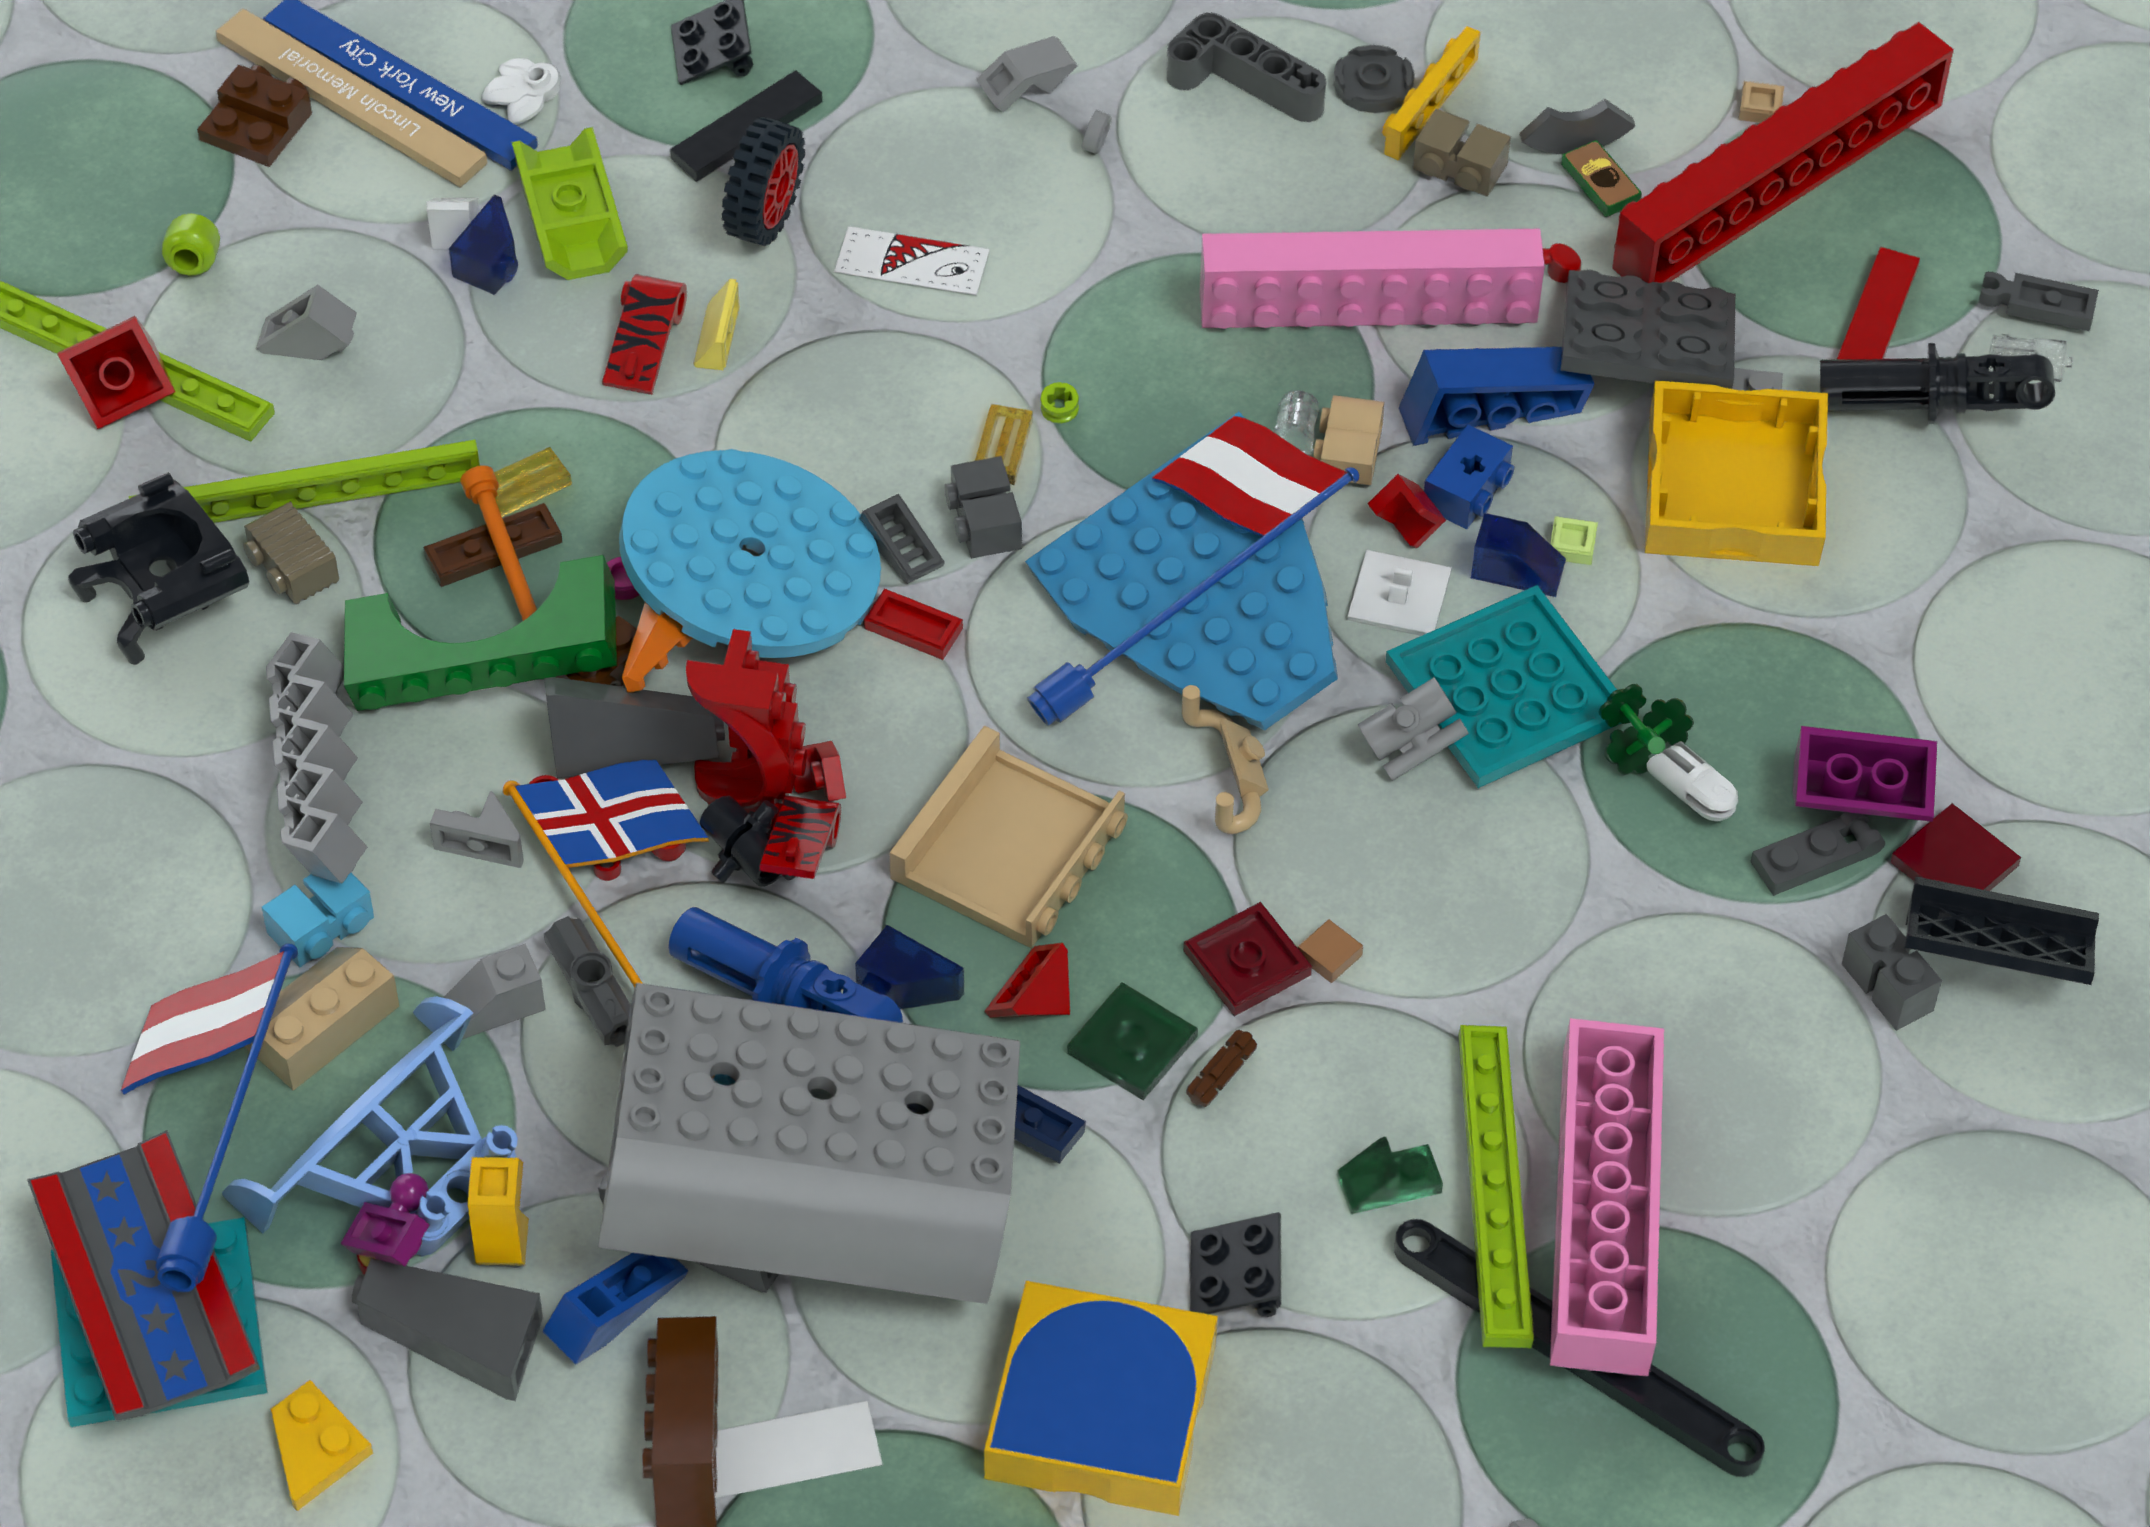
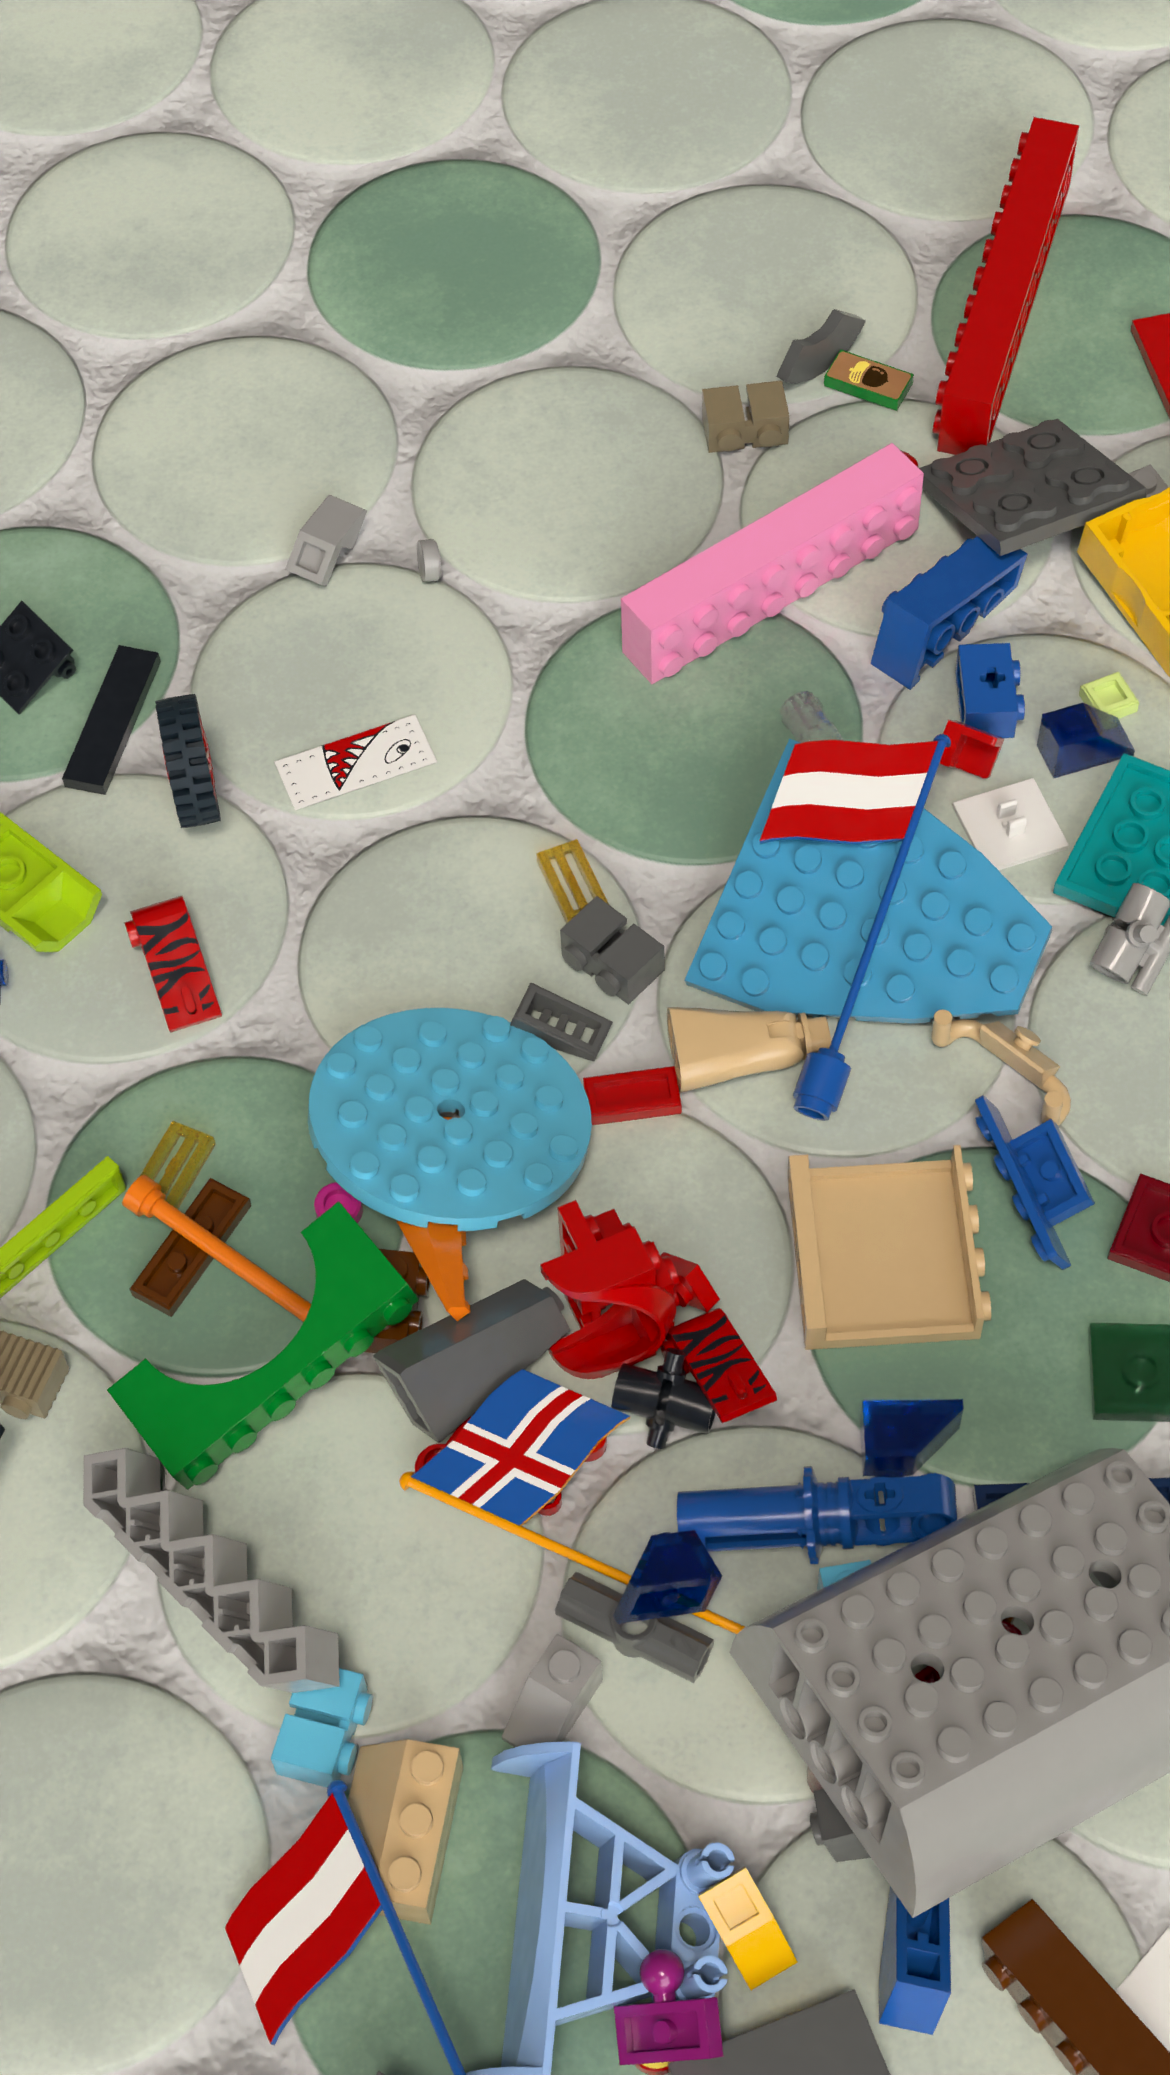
camera: 30 degrees left, 5 degrees up
(485, 838) = (426, 1541): light grey slope -> none
(629, 950) = (670, 1579): none -> clear blue slope
(718, 328) = (237, 919): light yellow slope -> none
(1012, 623) = (727, 1044): none -> tan piece
(1036, 986) = (1018, 1373): red slope -> none
(1059, 391) = (591, 806): lime bush -> none
(1173, 856) = (1043, 1175): none -> blue bracket
(1247, 61) = (509, 433): dark grey beam -> none
(1351, 435) = (865, 708): tan brick -> none
(1373, 79) = (616, 393): dark grey tile -> none
(1433, 91) = (677, 390): yellow plate -> none
(1759, 101) = (937, 252): tan tile -> none

